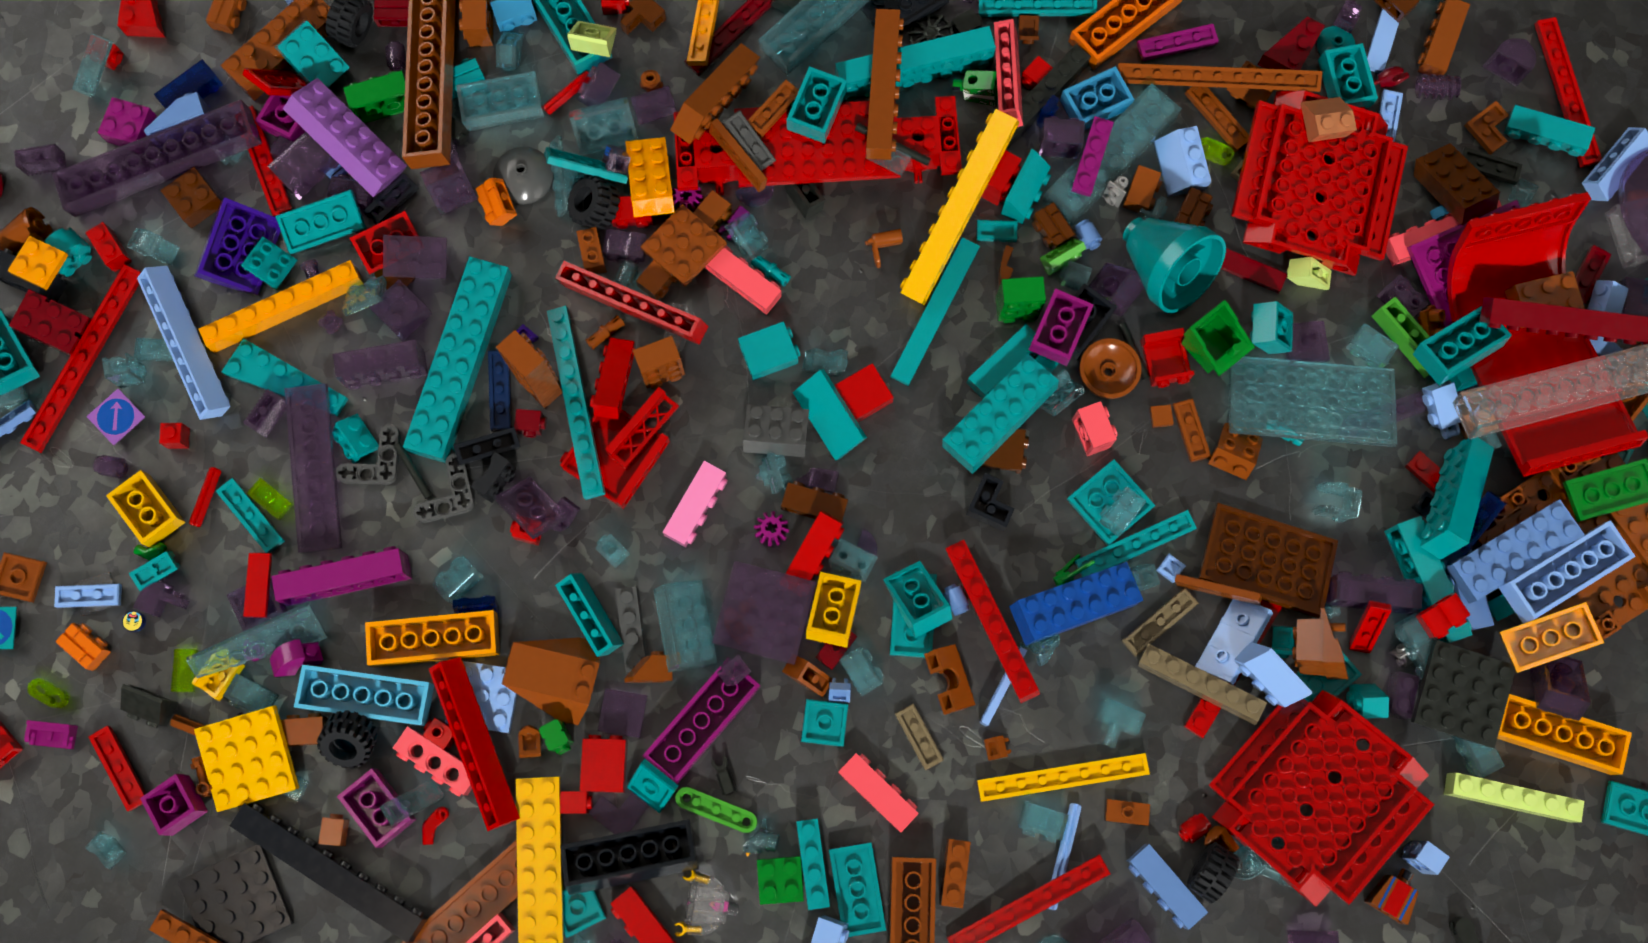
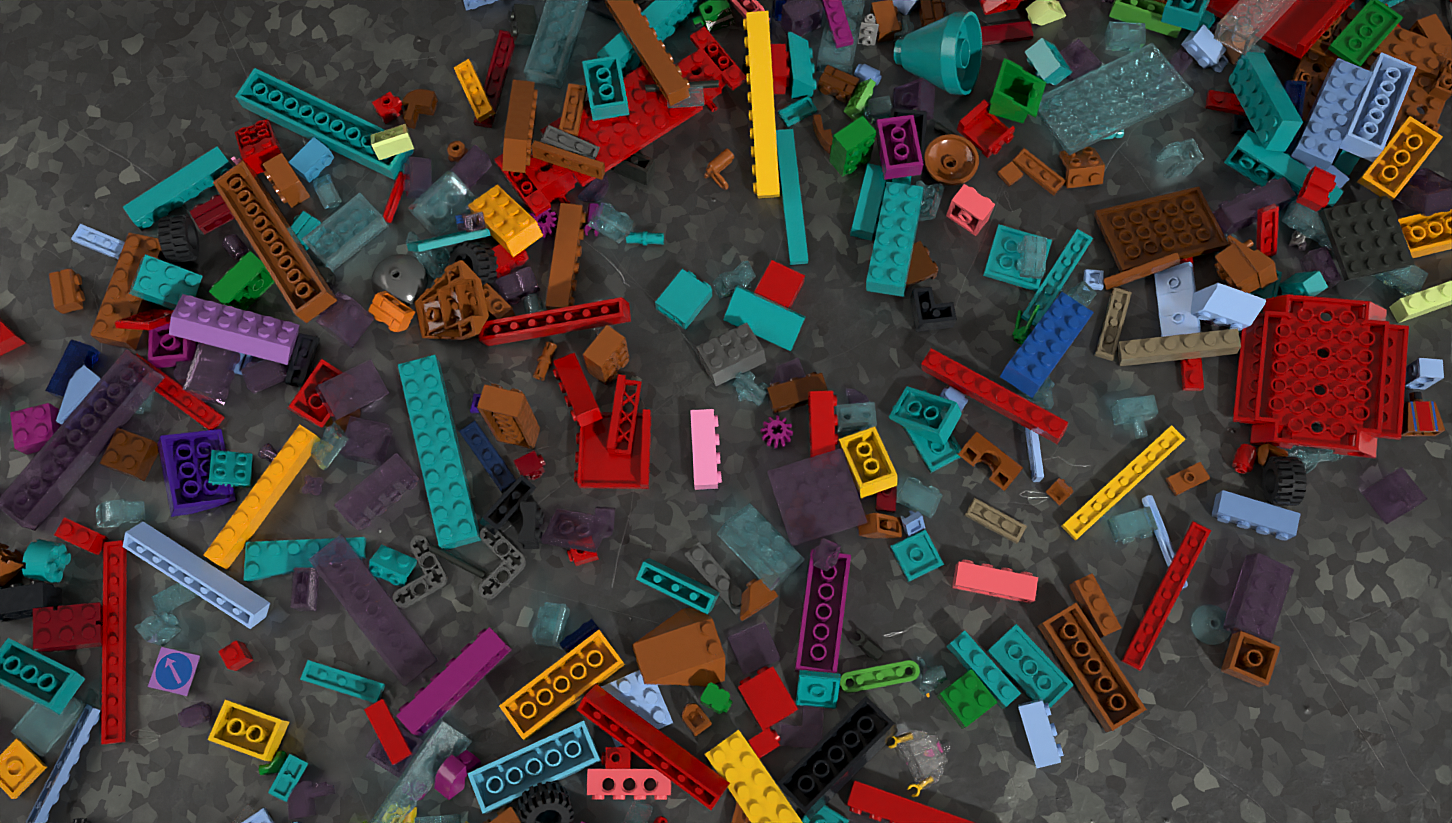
camera: 30 degrees left, 5 degrees down
(38, 262) = (28, 581): light orange plate -> none
(205, 496) = (293, 690): red axle -> none
(270, 499) = (351, 657): clear neon green plate -> none
(321, 222) = (254, 410): teal tile -> none
(551, 231) = (453, 305): none -> dark orange wedge
(576, 403) = (562, 429): teal plate -> none
(618, 556) = (658, 518): clear light blue brick -> none
(683, 245) = (566, 256): dark orange plate -> none
(745, 280) = (627, 256): coral brick -> none
(1282, 641) = (1209, 277): teal bracket -> none

